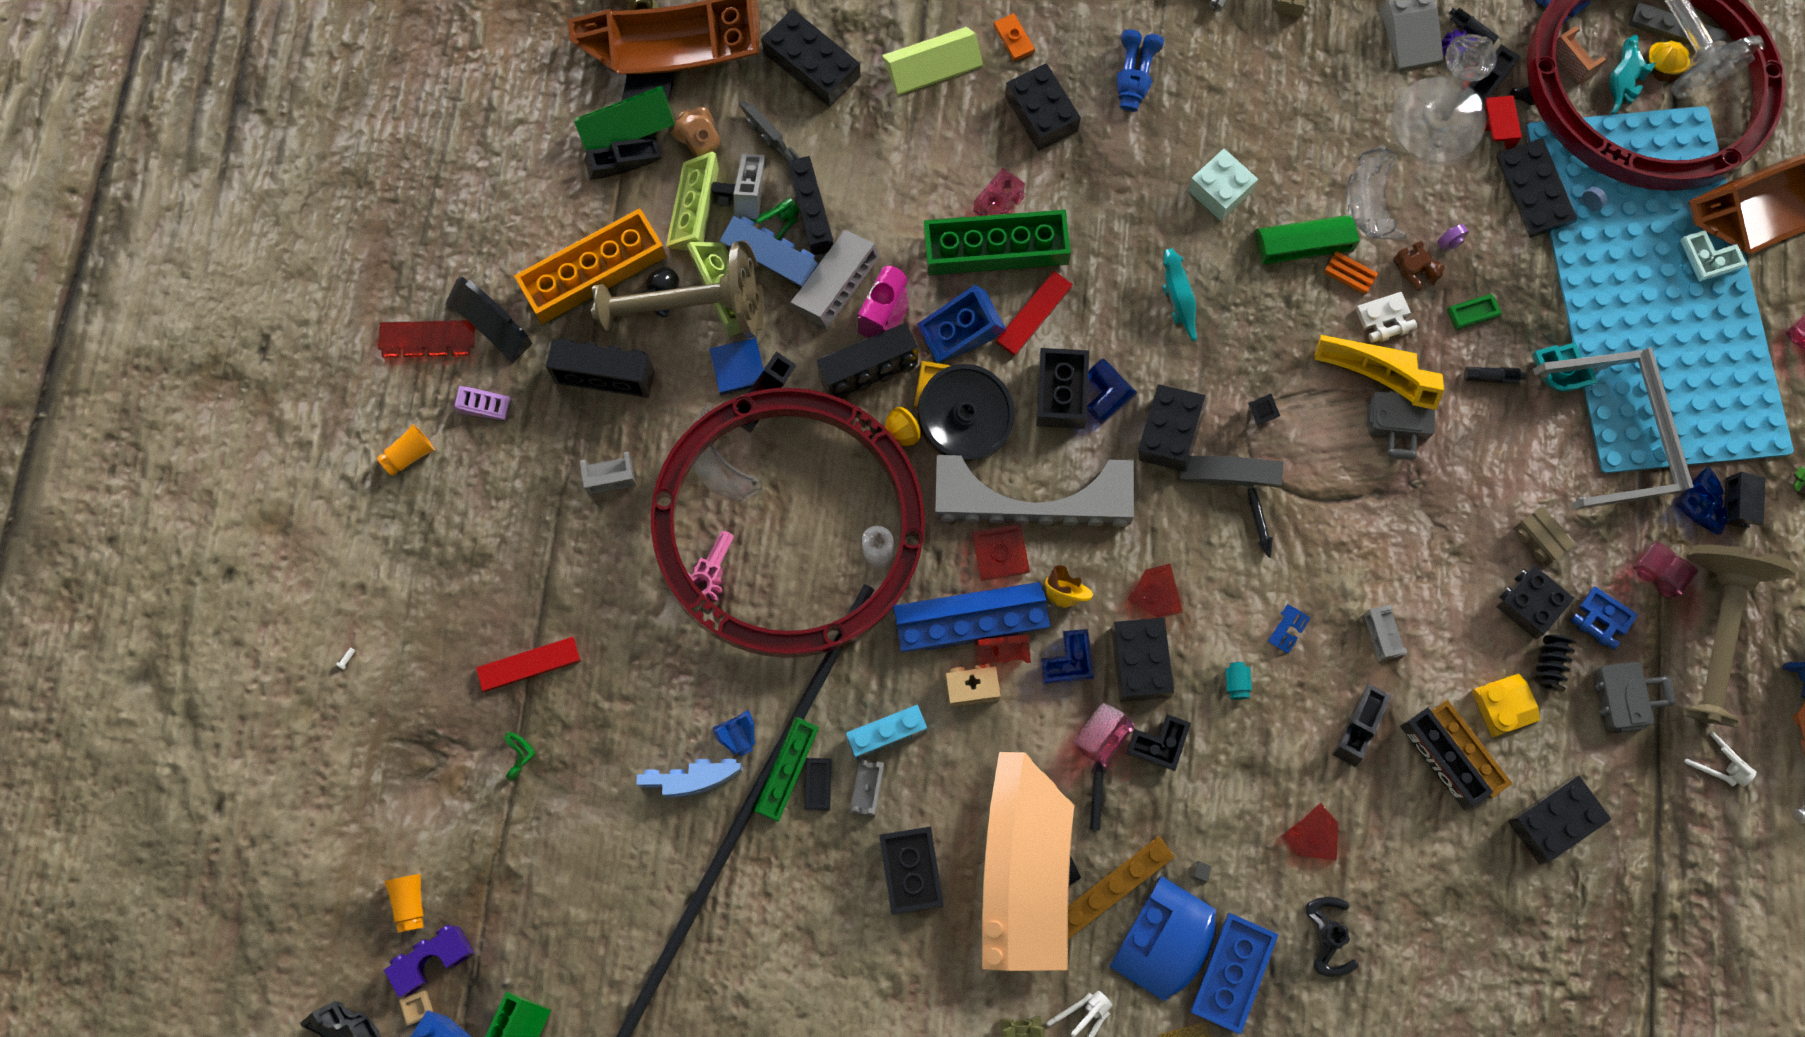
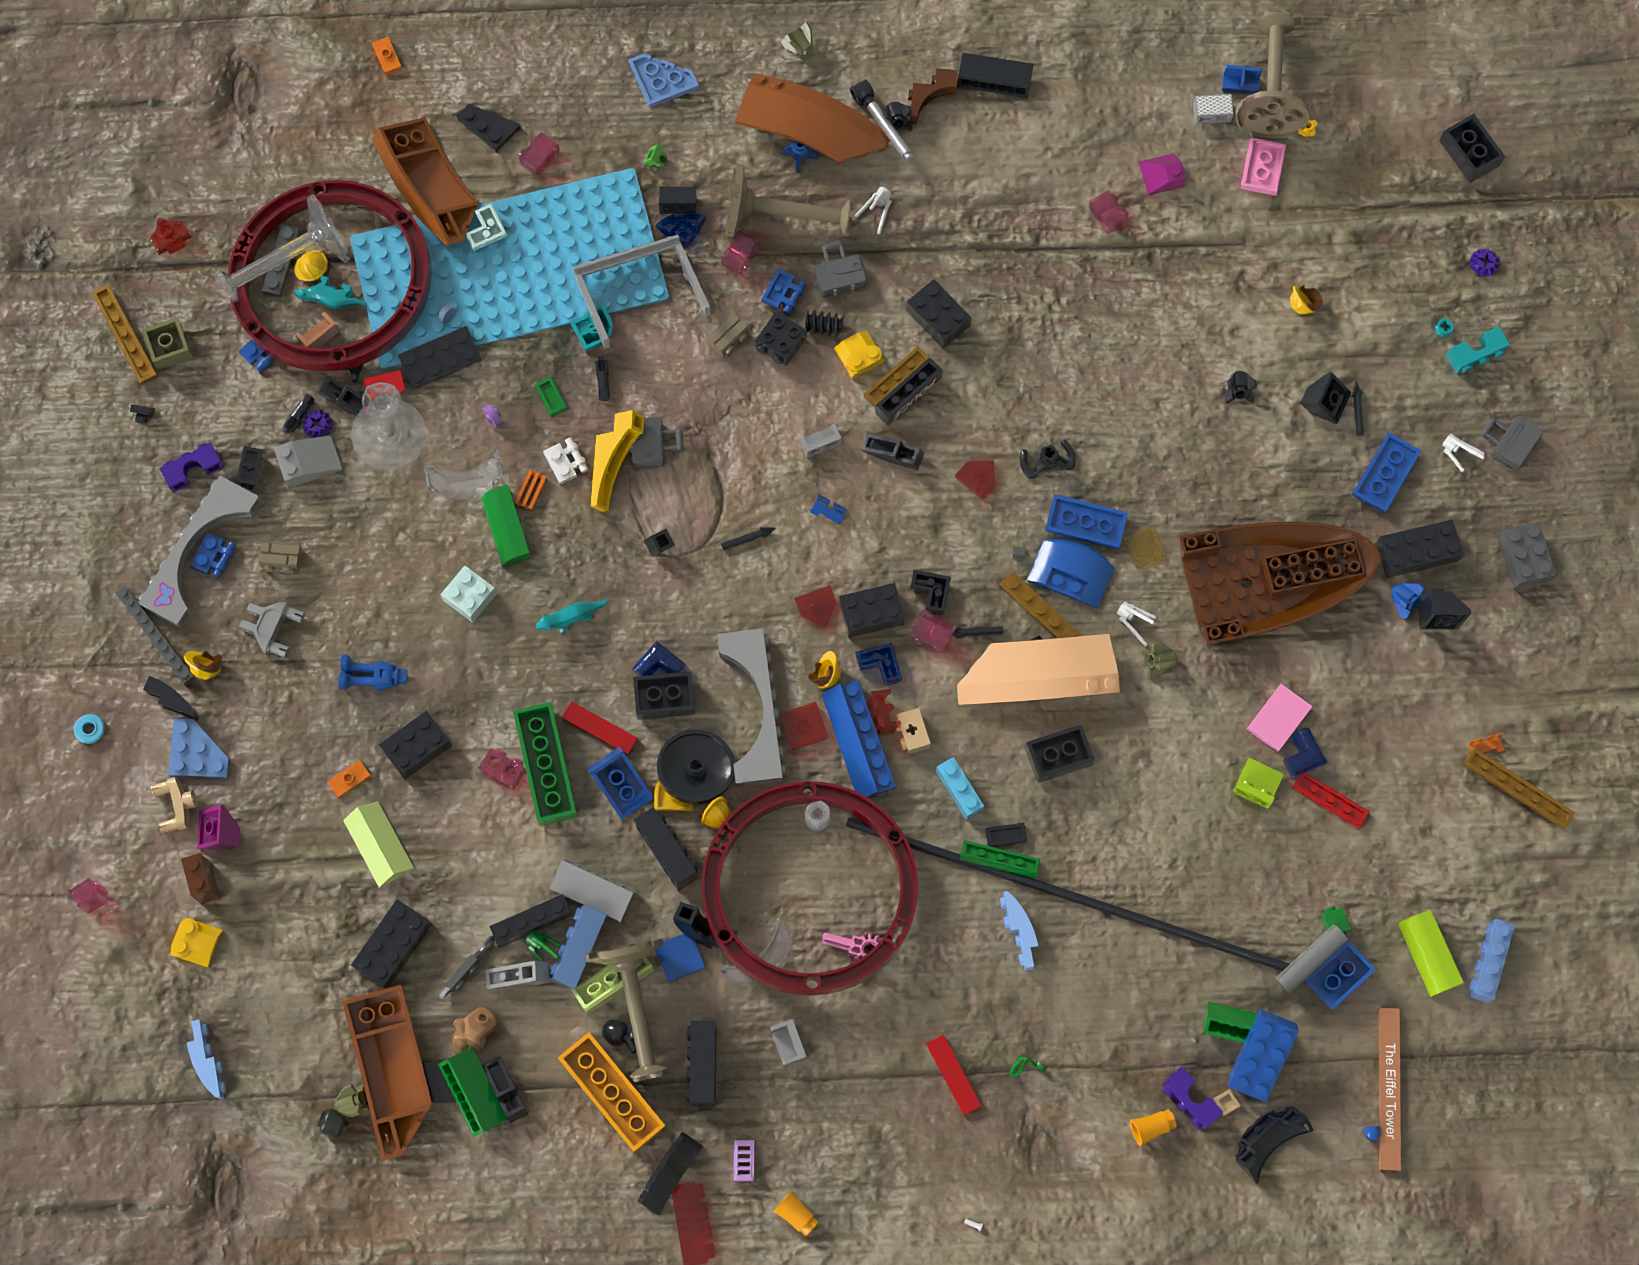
camera: 100 degrees left, 0 degrees up
(693, 201) = (540, 1020): yellowish green slope -> none
(724, 191) = (525, 995): black tile -> none
(737, 733) = (980, 900): blue brick -> none
(867, 788) = (1003, 796): light grey hinge -> none
(884, 304) = (617, 843): dark pink piece -> none
(1172, 427) = (684, 608): black brick -> none
(1233, 471) = (712, 562): dark grey slope -> none
(1238, 681) = (875, 540): teal brick -> none
(1419, 262) = (516, 439): reddish brown animal -> none

